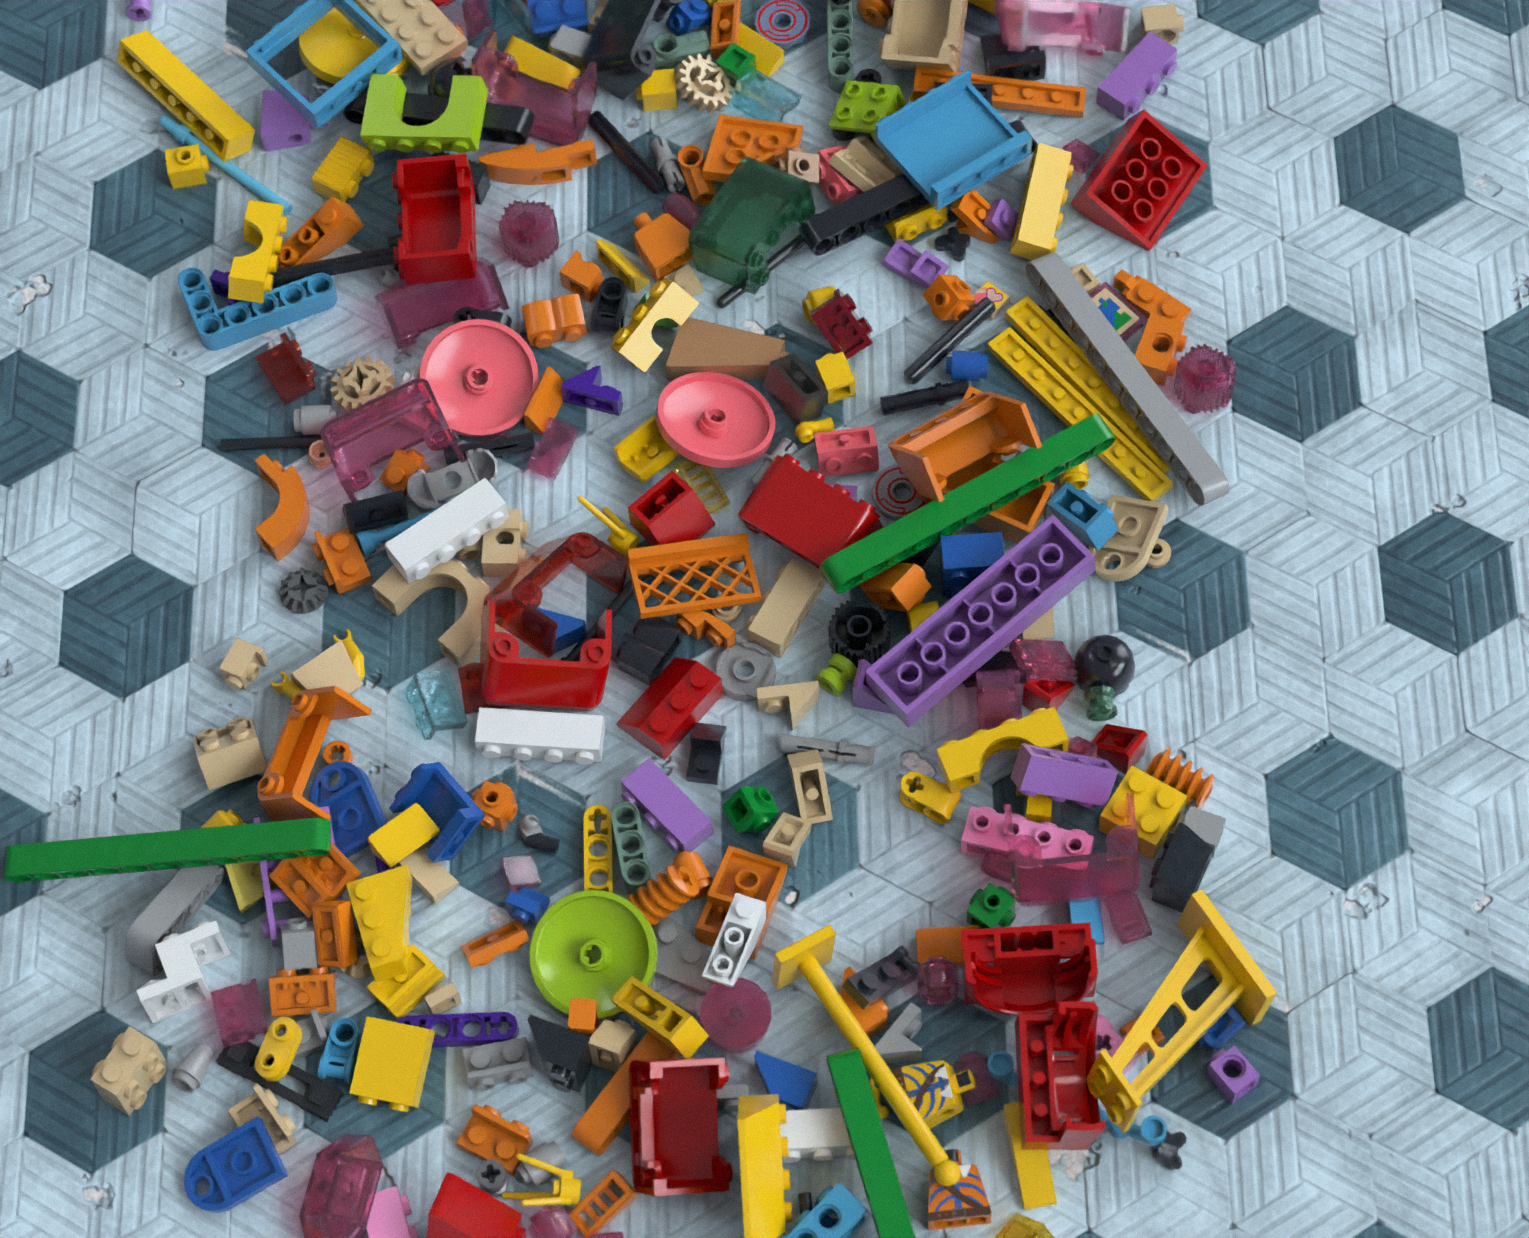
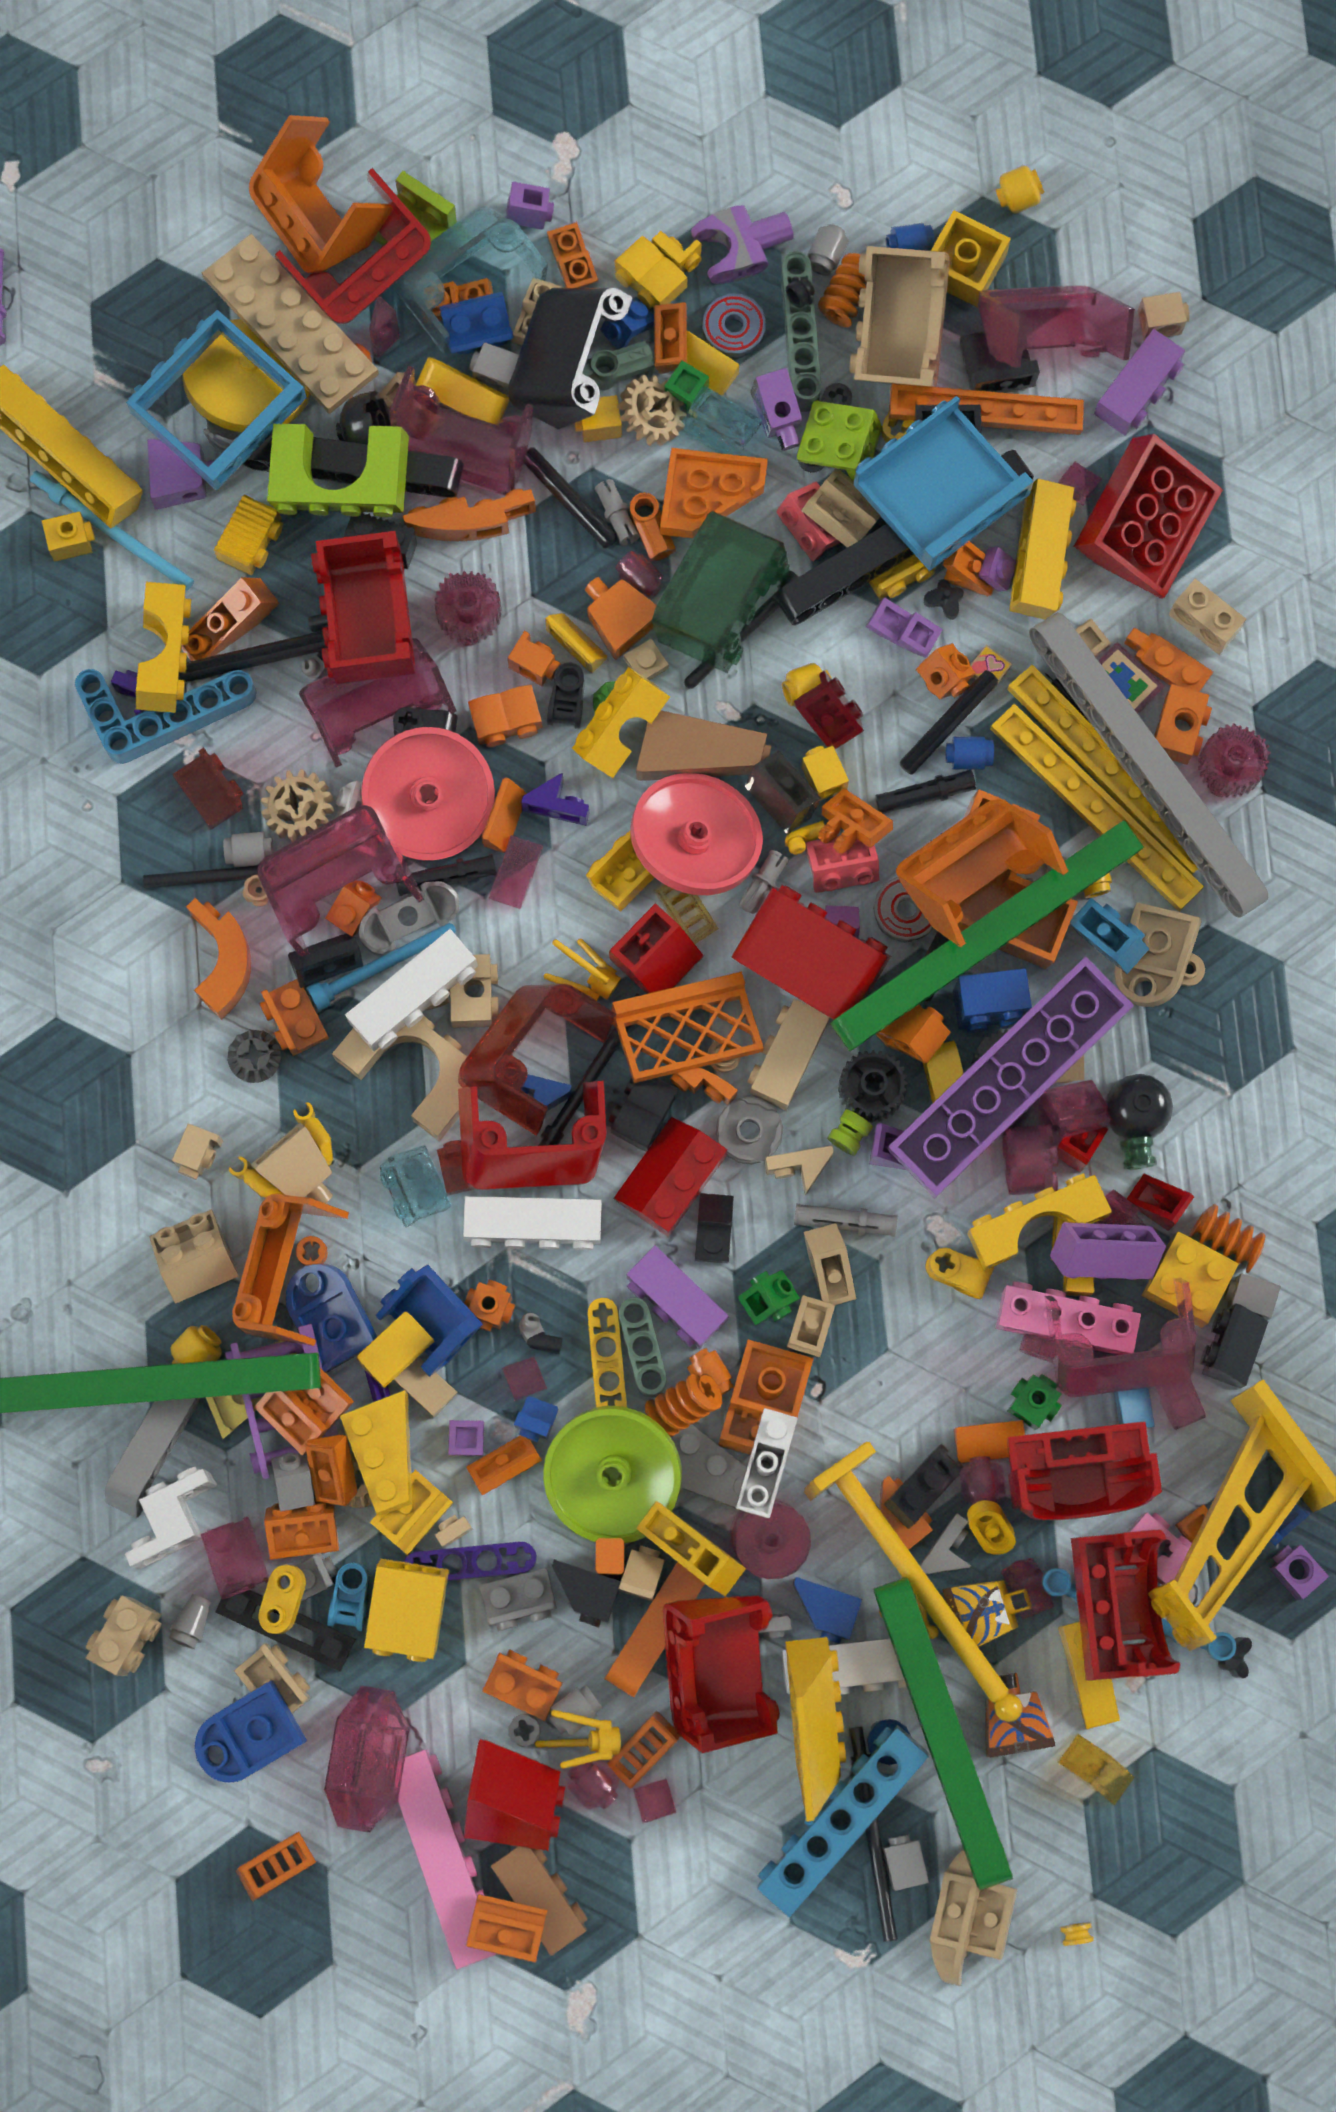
camera: 10 degrees left, 15 degrees up
(462, 920) = (466, 1438): none -> medium lavender plate
(799, 164) = (766, 515): medium nougat brick -> none
(814, 82) = (773, 395): none -> medium lavender torso
(854, 414) = (856, 819): none -> orange hinge
(941, 1015) = (991, 1527): none -> yellow plate
(1187, 262) = (1207, 616): none -> tan brick

